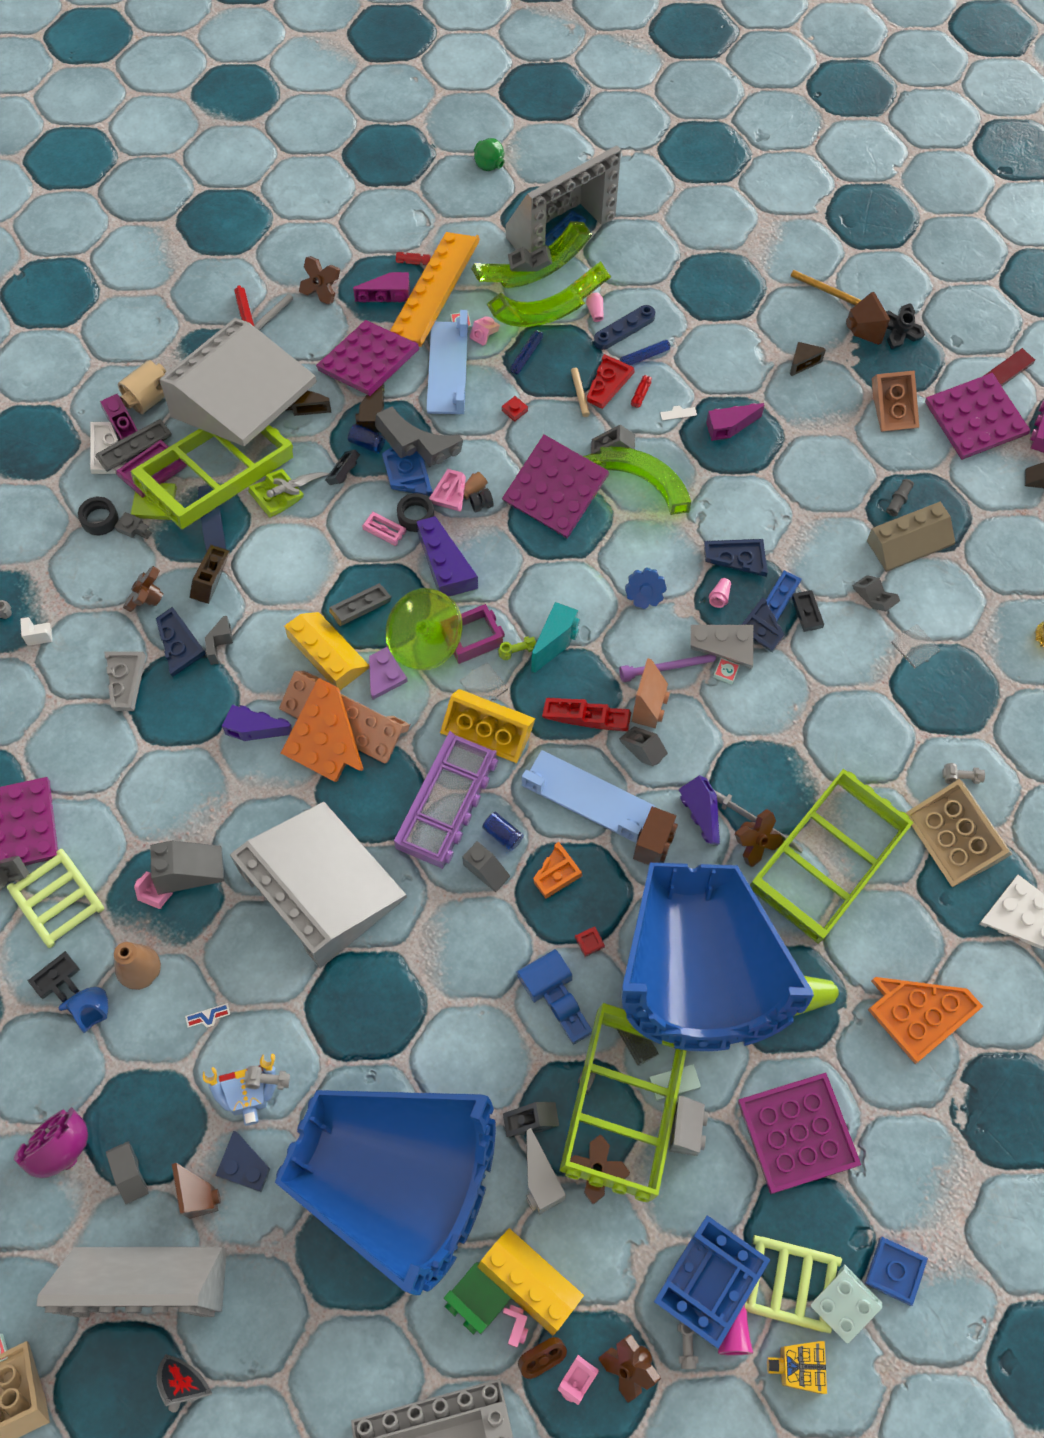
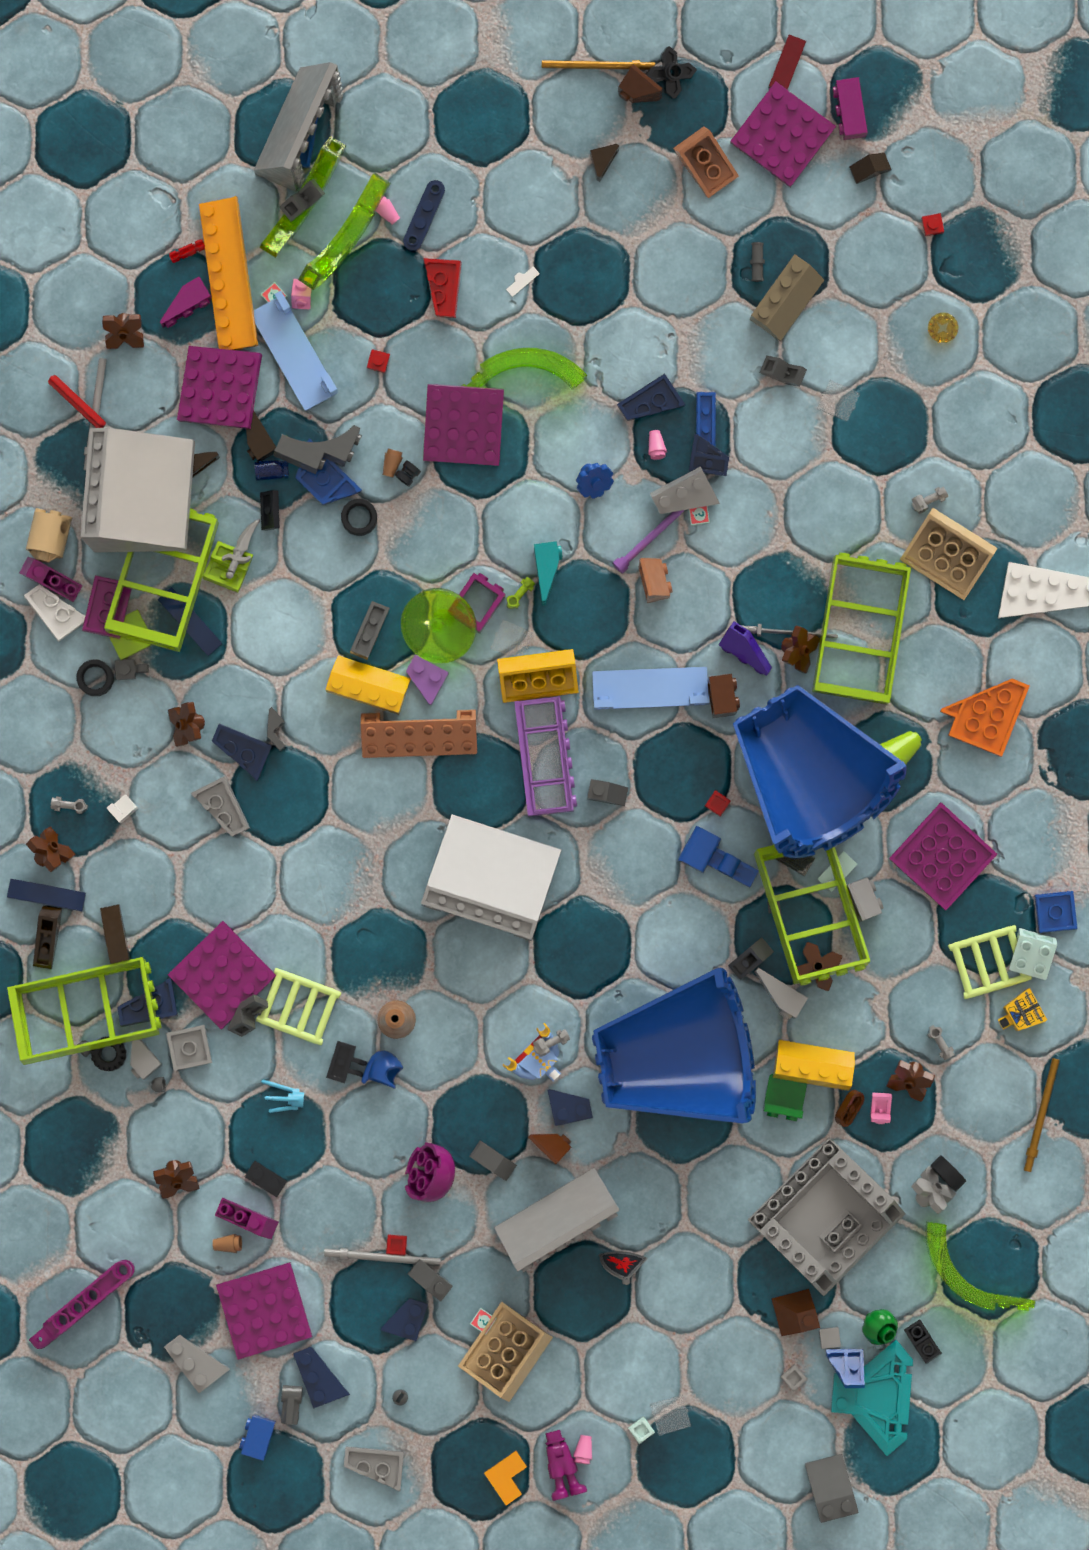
camera: 30 degrees left, 20 degrees up
(133, 445) = (77, 595): dark grey tile -> none
(147, 893) = (370, 960): bright pink bracket -> none
(185, 865) = (383, 925): dark grey slope -> none
(207, 1016) = (472, 1023): sticker -> none
(208, 574) = (227, 676): dark brown slope -> none
(250, 725) = (349, 787): dark purple slope -> none
(323, 734) = (416, 761): orange wing -> none
(382, 531) = (341, 554): bright pink tile -> none
(447, 564) = (414, 550): dark purple wedge -> none
(450, 490) = (376, 480): bright pink wing -> none
(489, 154) = (183, 88): green plant -> none
(502, 831) = (603, 756): clear blue piece -> none
(519, 1331) = (824, 1101): bright pink bracket -> none
(526, 352) = (353, 299): clear blue axle -> none
(556, 872) = (662, 764): orange wing -> none
(580, 392) = (425, 310): tan bar -> none
(584, 714) = (609, 619): red slope -> none
(615, 437) = (485, 349): dark grey slope -> none
(641, 391) = (478, 278): red axle -> none
(644, 745) = (670, 621): dark grey slope -> none
(646, 352) = (458, 235): clear blue axle -> none
(712, 1281) = (935, 994): blue slope -> none
(730, 421) = (572, 269): magenta slope -> none
(738, 1338) = (966, 1014): dark pink plant -> none
(807, 611) = (736, 420): black plate -> none

